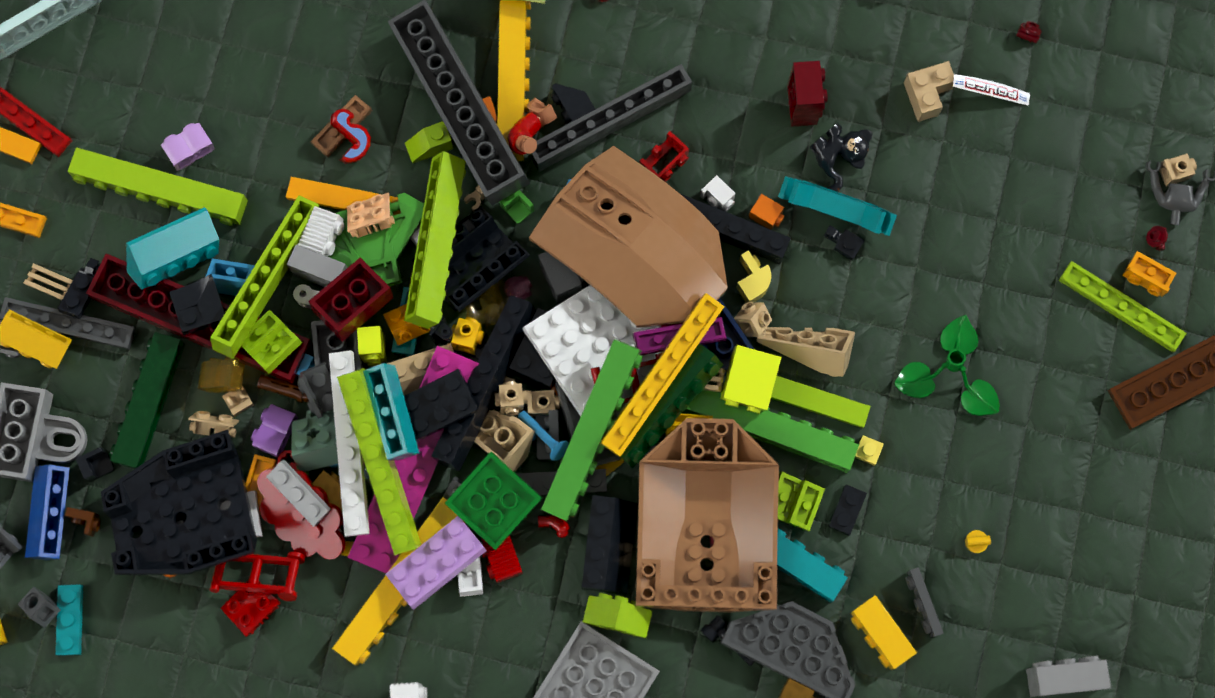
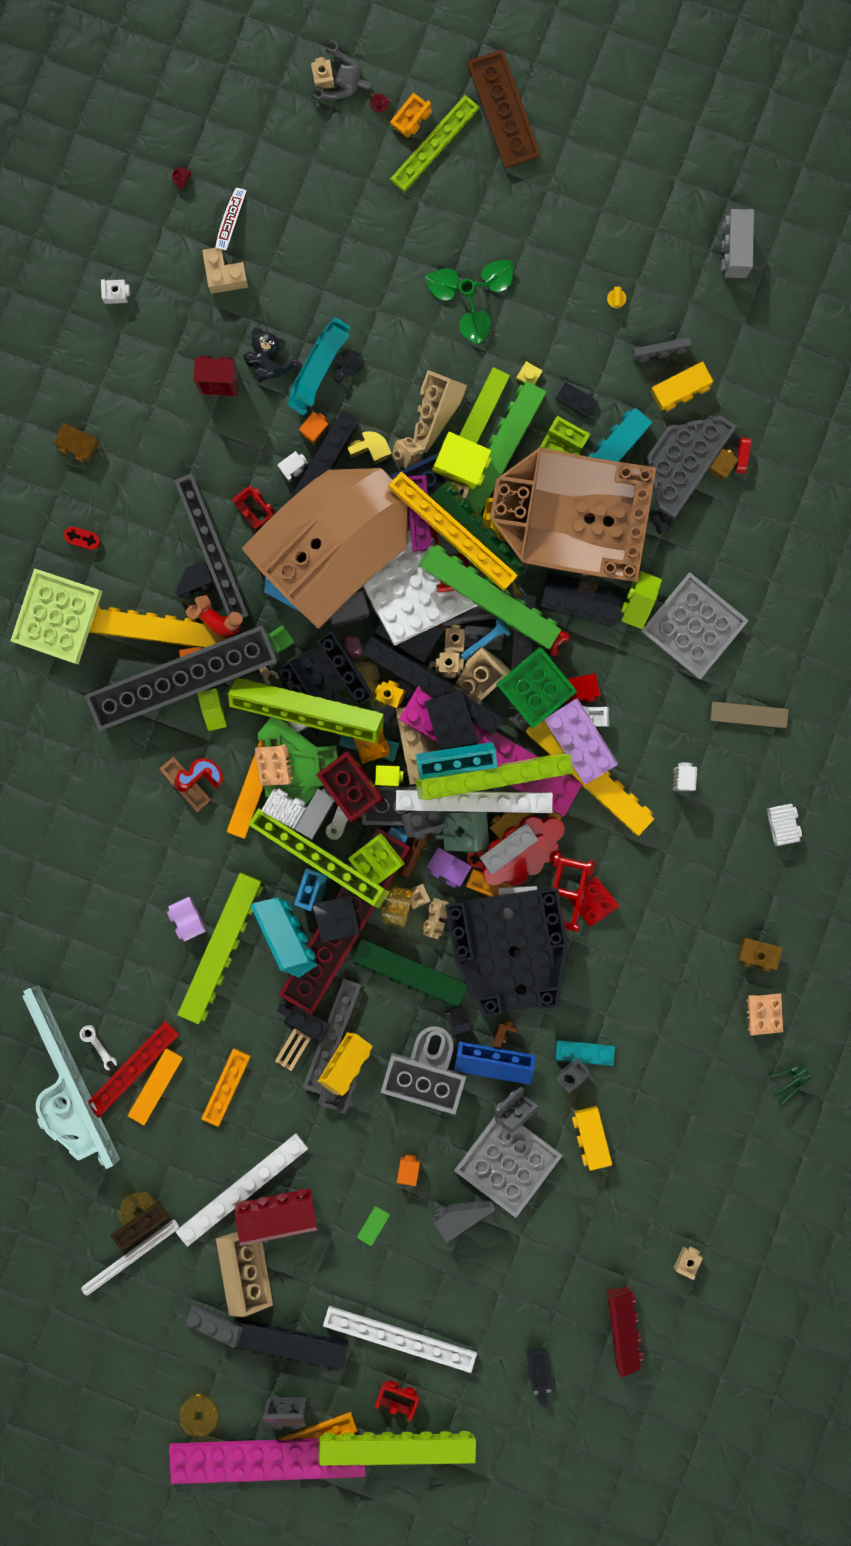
camera: 85 degrees left, 10 degrees up
(48, 57) = (95, 1041): none -> white brick

